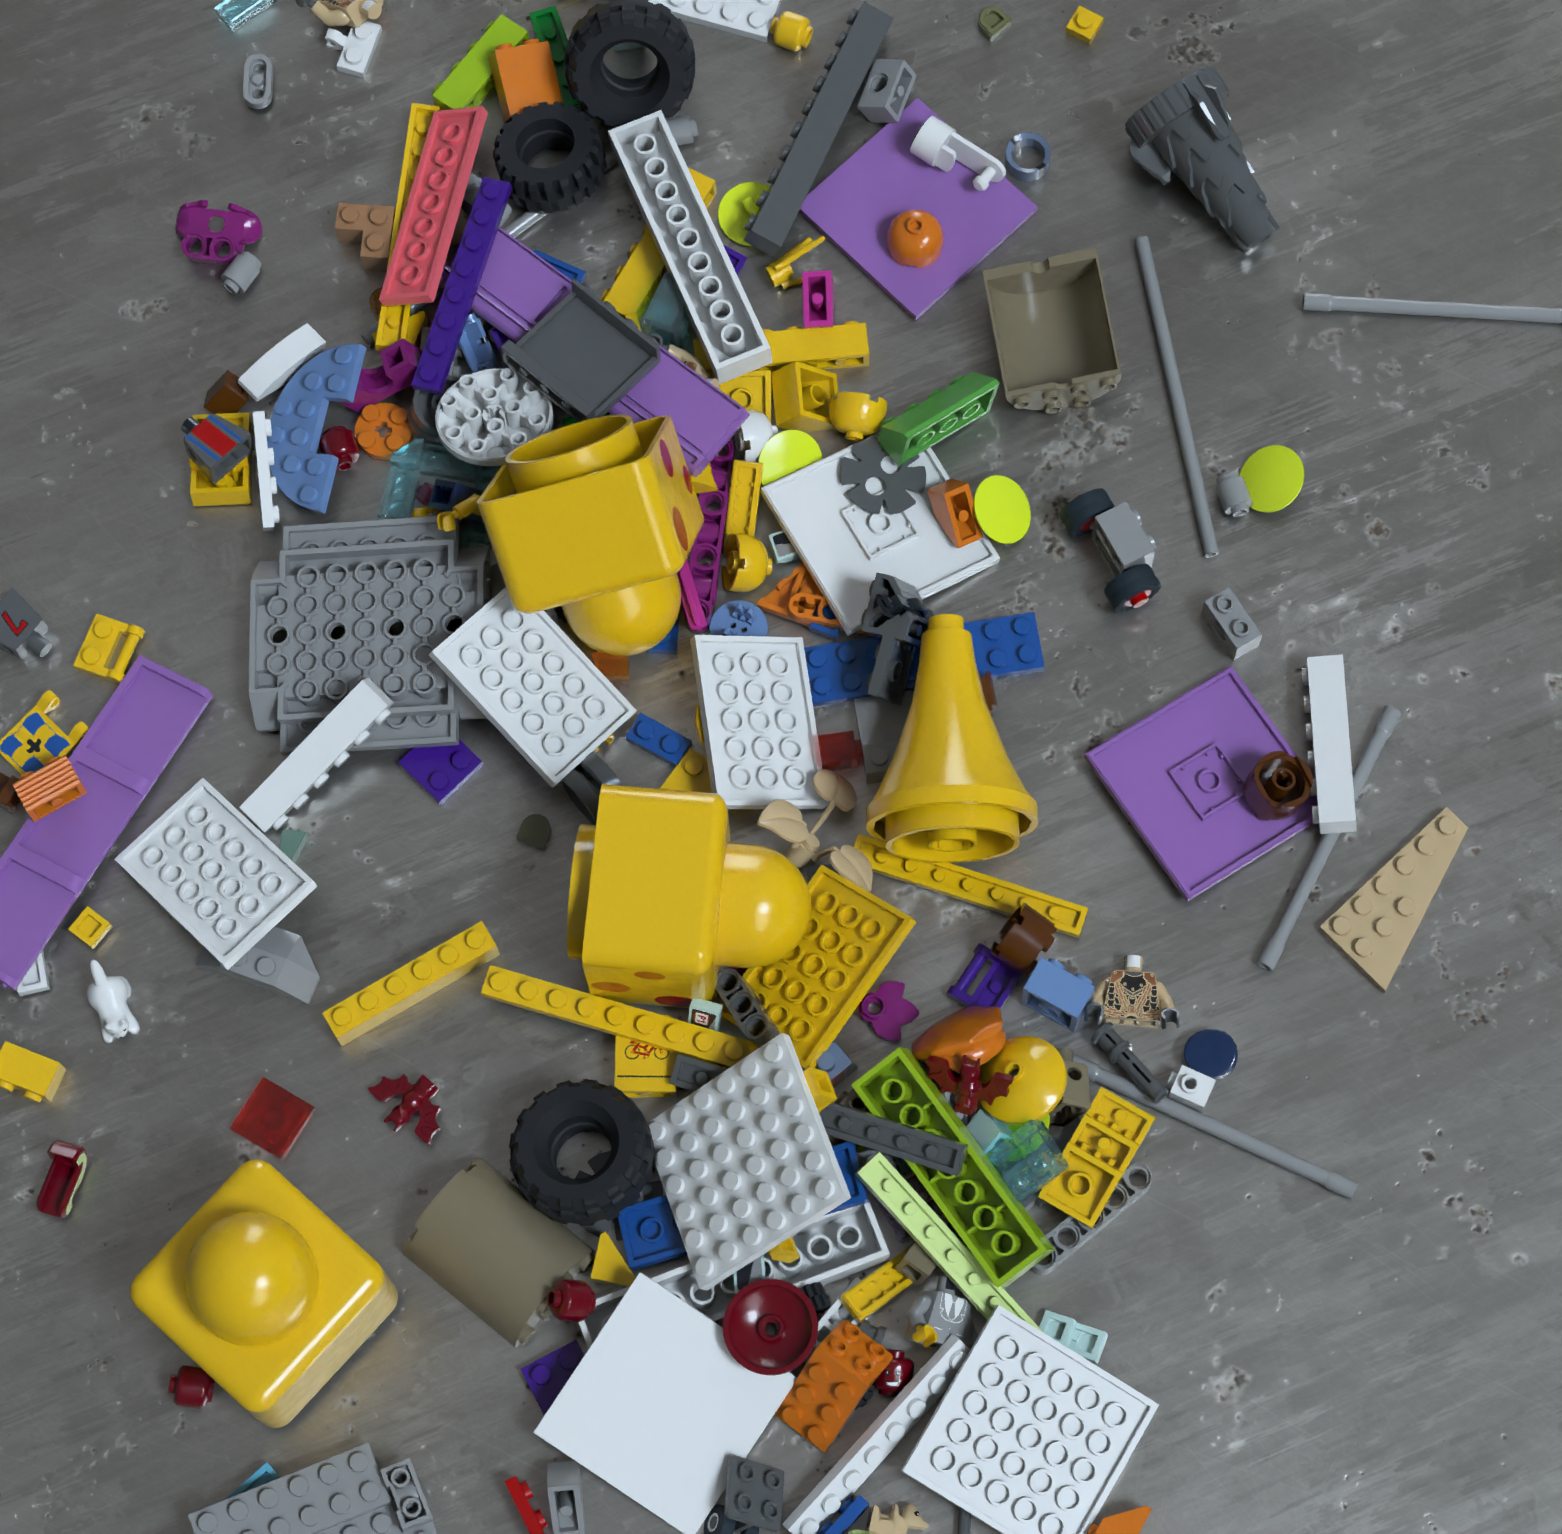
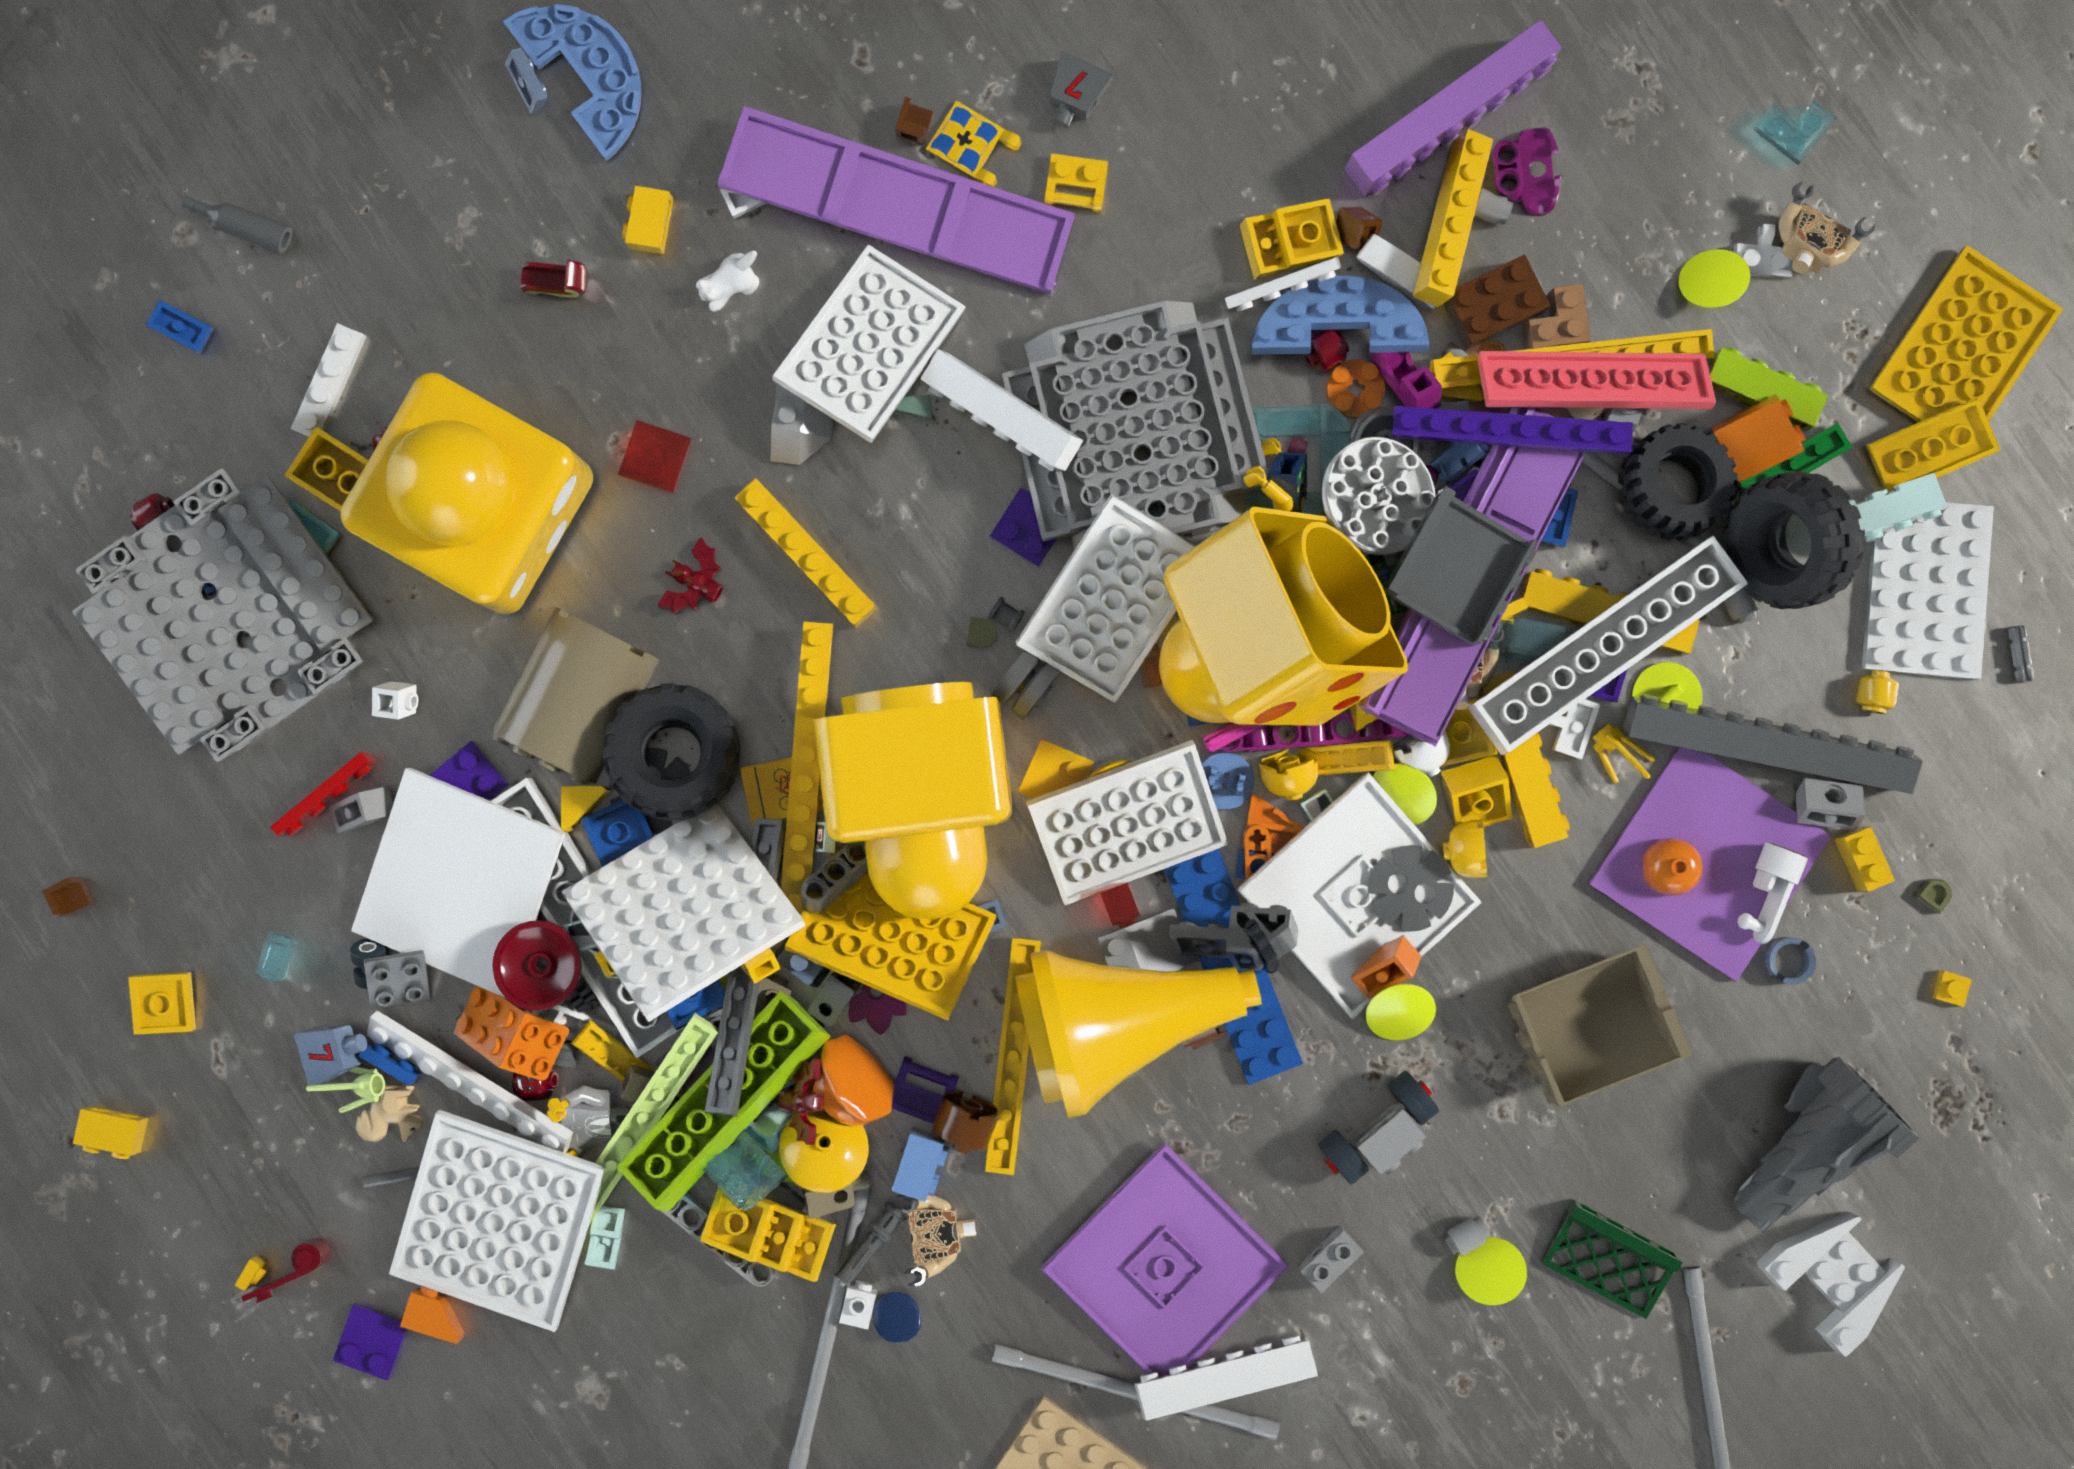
camera: 70 degrees right, 15 degrees up
(49, 787) = (918, 164): orange brick -> none
(90, 927) = (798, 239): yellow plate -> none
(104, 1444) = (329, 380): none -> white plate
(140, 284) = (1452, 109): none -> medium lavender brick
(208, 1444) = (327, 468): none -> yellow brick
(216, 445) = (1296, 230): dark grey torso -> none
(243, 303) = (1453, 218): none -> yellow brick
(258, 83) = (1701, 170): light grey plate -> none
(334, 286) = (1496, 302): none -> reddish brown brick
(364, 91) = (1714, 278): none -> neon yellow shield
(458, 1435) = (394, 700): none -> white brick
(523, 801) = (1006, 614): none -> dark grey bush
(571, 1300) = (525, 776): dark red head -> none
(658, 740) = (1096, 729): blue plate -> none
(766, 299) = (1575, 729): none -> white plate
(787, 822) = (1020, 875): tan plant -> none
(818, 299) = (1581, 785): dark pink slope -> none
(866, 1037) = (837, 993): none -> dark grey torso
(937, 416) = (1483, 929): bright green slope -> none
(945, 72) = (1864, 859): none -> yellow brick
(1176, 397) = (1563, 1158): light grey piece -> none
(1262, 354) = (1625, 1238): none -> dark green fence
(1278, 786) = (1164, 1321): reddish brown brick -> none
(1334, 171) = (1840, 1272): none -> white wedge

